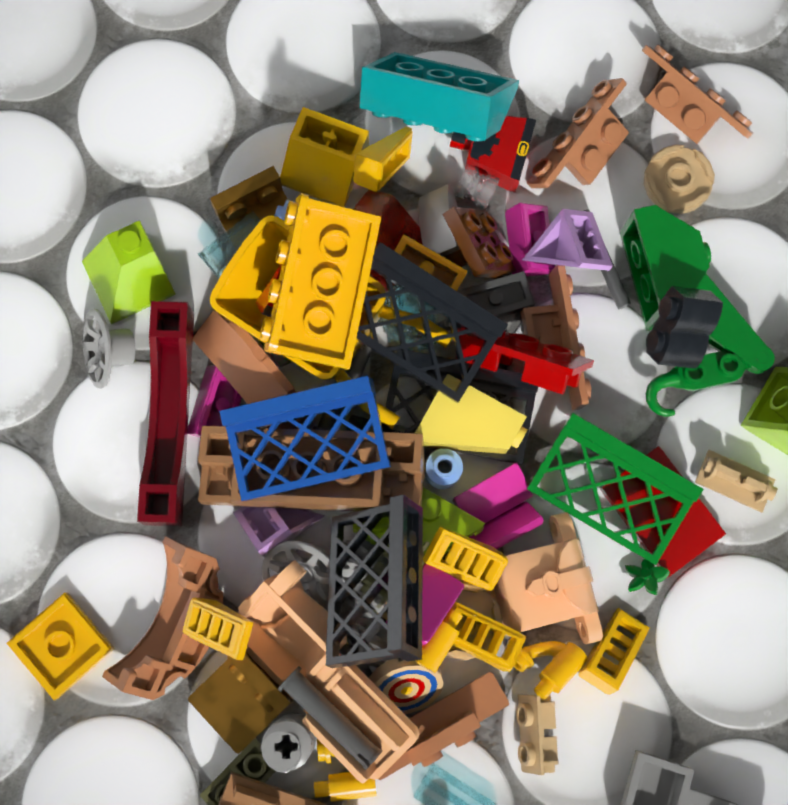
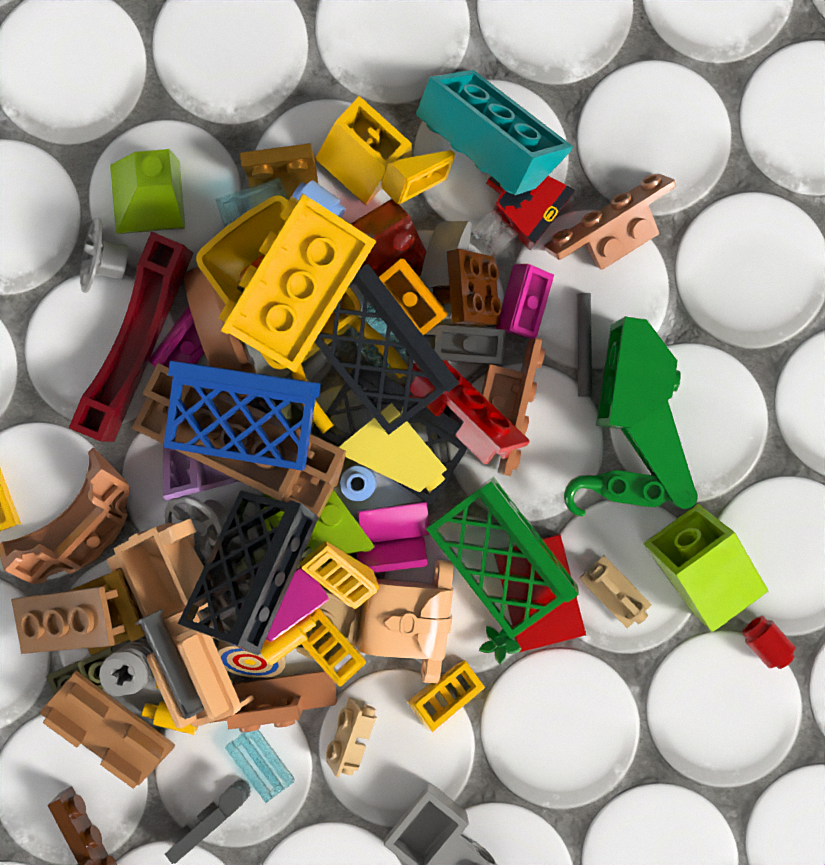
camera: 25 degrees right, 10 degrees up
(202, 720) = (65, 620): none -> medium nougat brick
(213, 626) = (105, 547): yellow slope -> none
(561, 669) = (390, 694): yellow plant -> none
(571, 241) = (558, 322): lavender slope -> none
(678, 179) = (687, 295): tan tile -> none
(683, 327) = (622, 445): black brick -> none
(686, 103) = (727, 226): nougat bracket -> none

